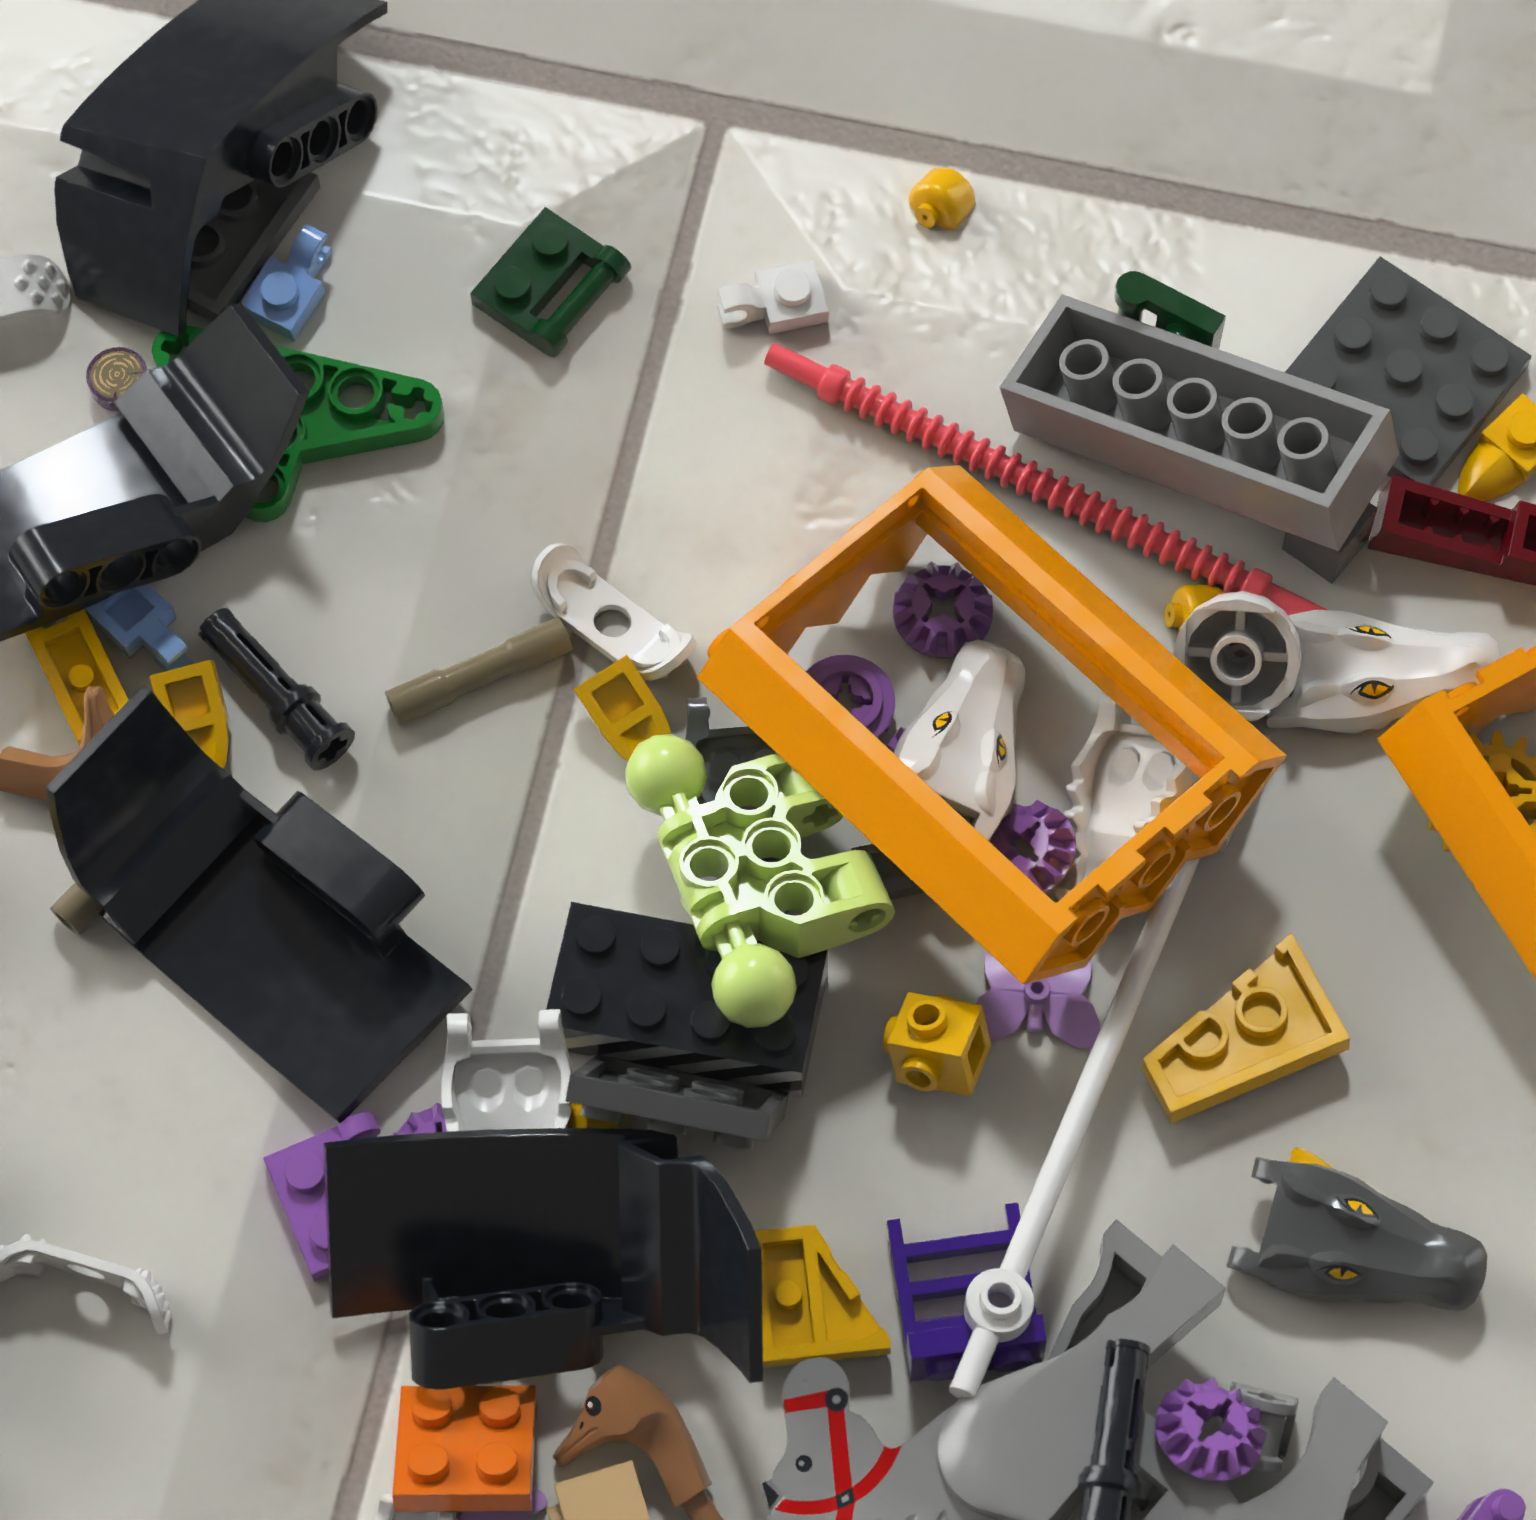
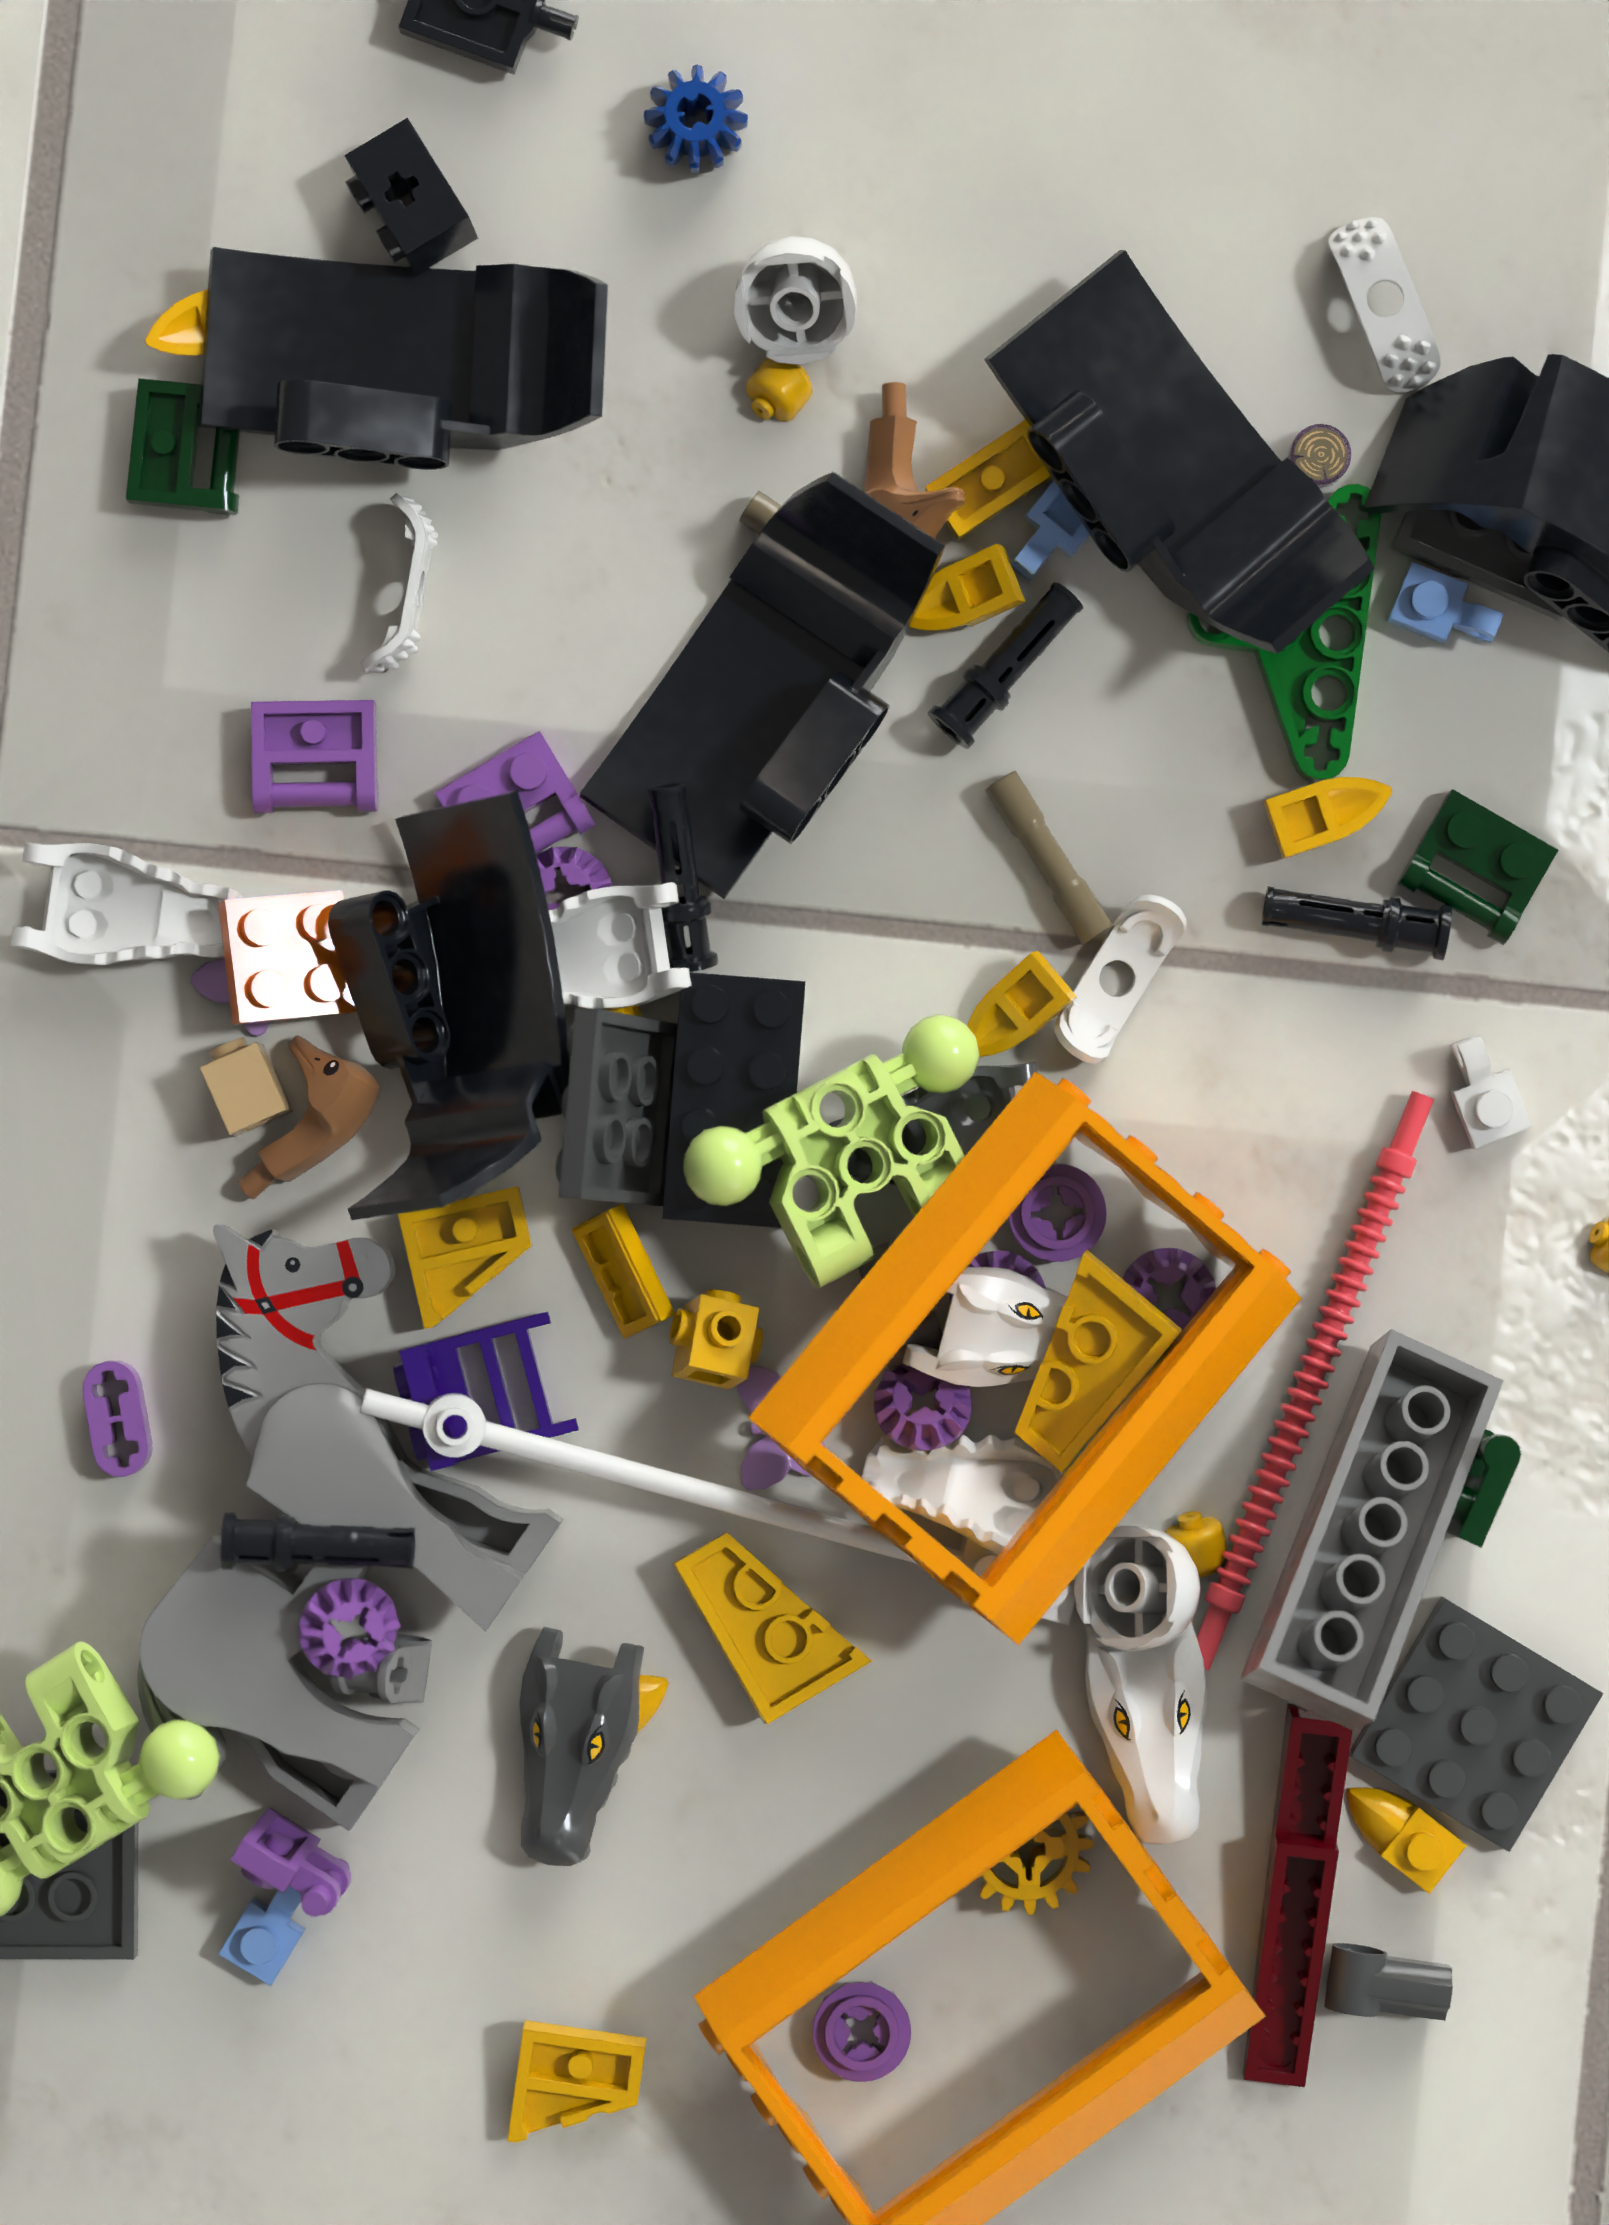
camera: 80 degrees right, 20 degrees up
(227, 1398) = (314, 736): none -> medium lavender plate
(428, 1021) = (668, 805): none -> black pin
(475, 410) = (1324, 812): none -> yellow plate
(594, 366) = (1387, 924): none -> black pin
(853, 1135) = (623, 1271): none -> yellow plate
(1002, 667) = (1094, 1360): none -> yellow wing

